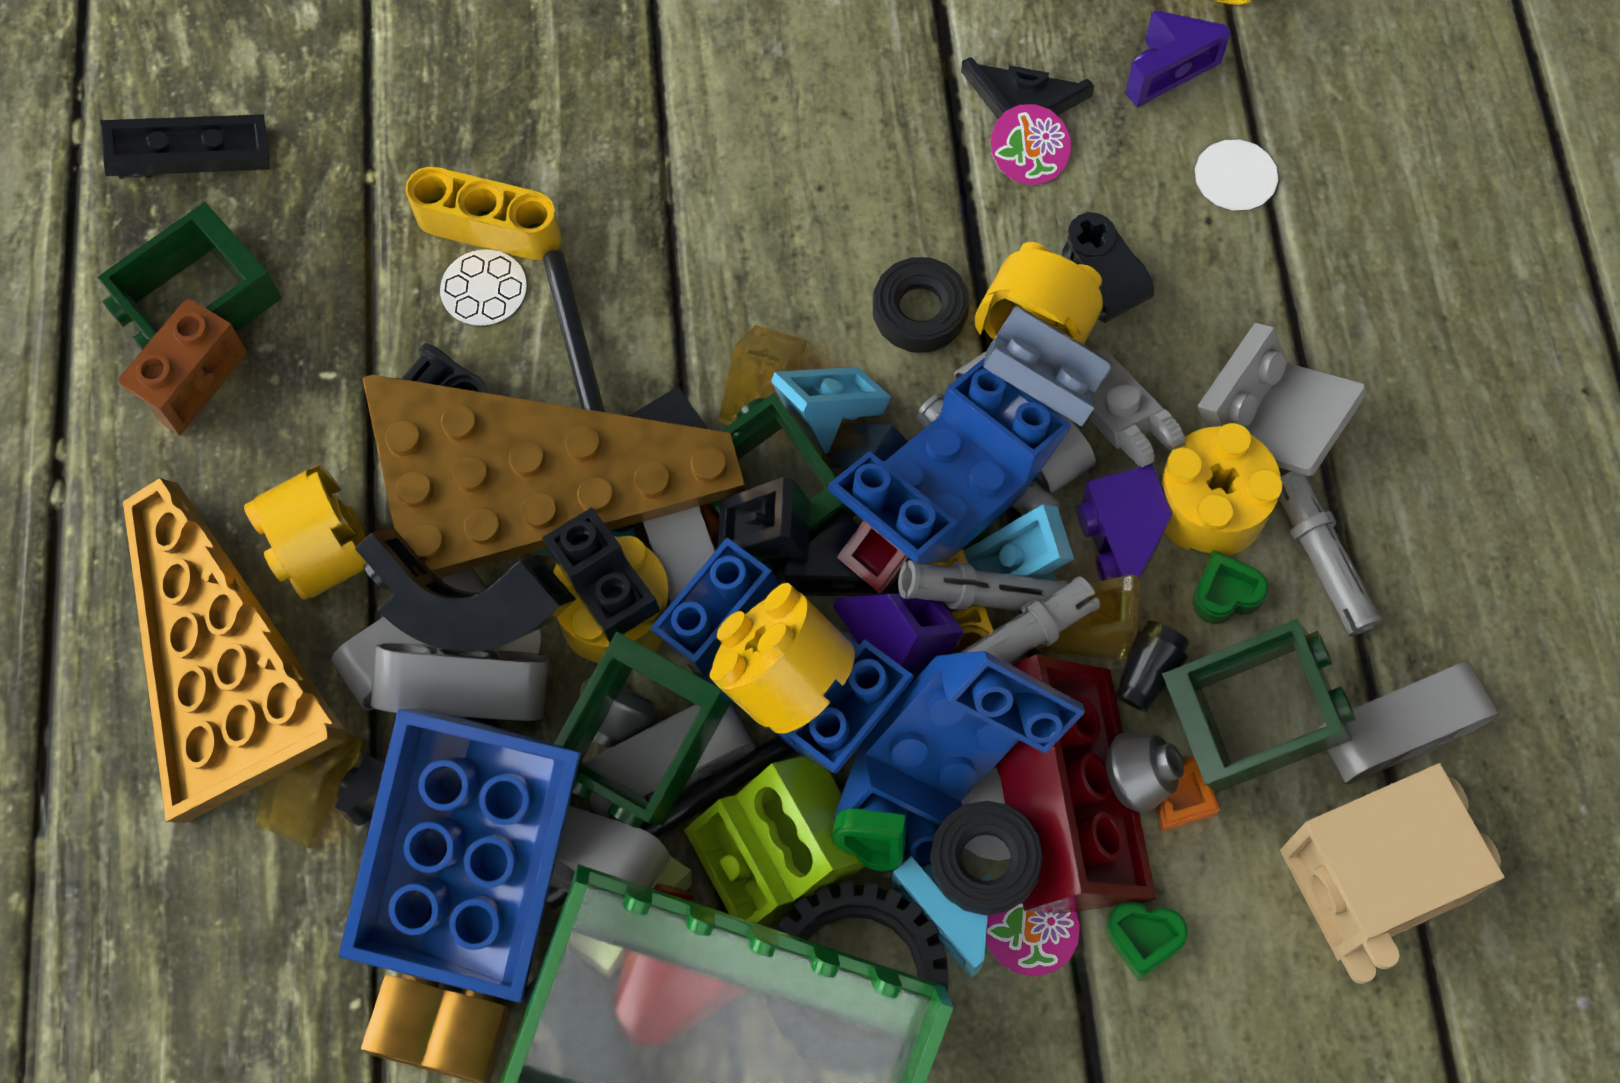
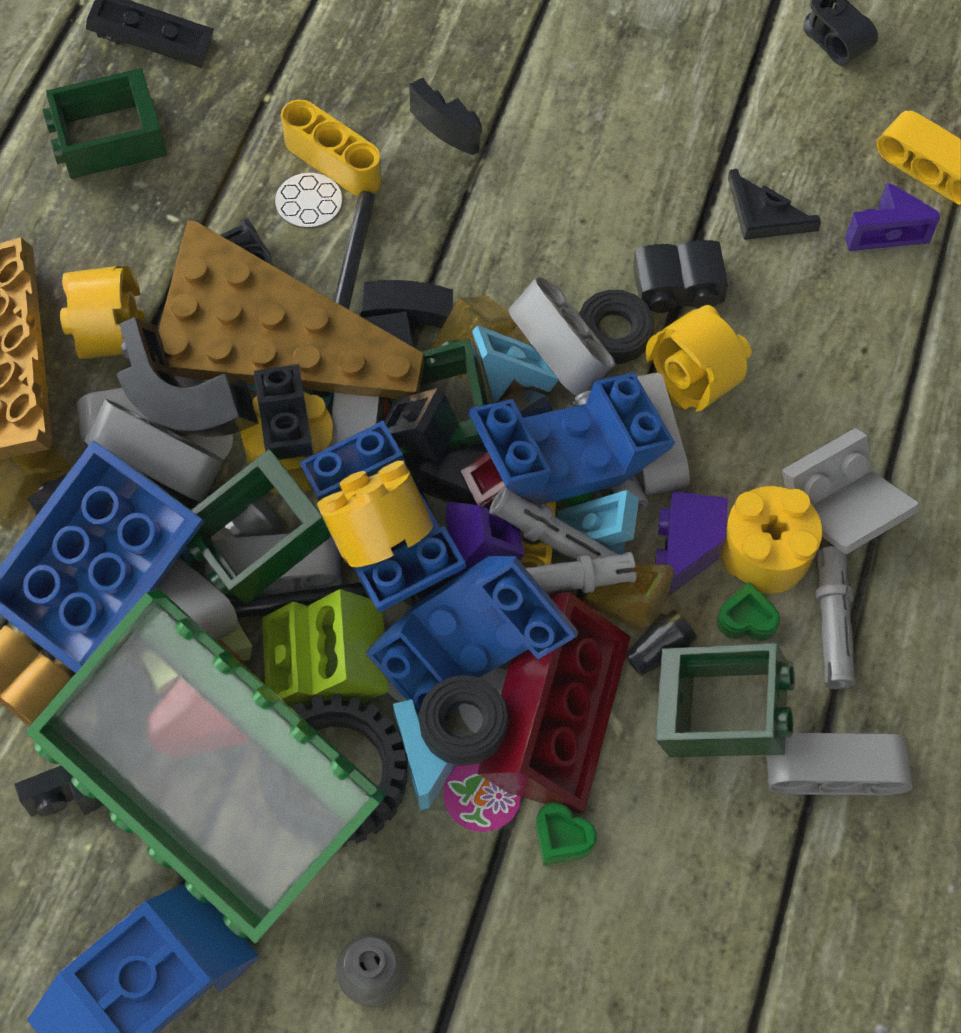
camera: 20 degrees right, 5 degrees down
(184, 365) = (75, 171): dark orange bracket -> none
(611, 128) = (447, 121): none -> black slope
(654, 371) = (420, 300): none -> black slope
(869, 343) = (561, 336): none -> light grey beam
(872, 836) = (388, 670): green tile -> none
(968, 213) = (680, 275): none -> black brick
(1030, 144) = (753, 246): sticker -> none
(1047, 364) = (679, 395): sand blue bracket -> none
(1123, 275) = (770, 359): black piece -> none
(1129, 412) = (725, 448): light grey hinge -> none
(1143, 770) = (615, 712): flat silver cone -> none
(1190, 801) = (640, 751): orange tile -> none
(1236, 174) = (902, 325): white sticker -> none
(1390, 866) = (770, 854): tan container -> none

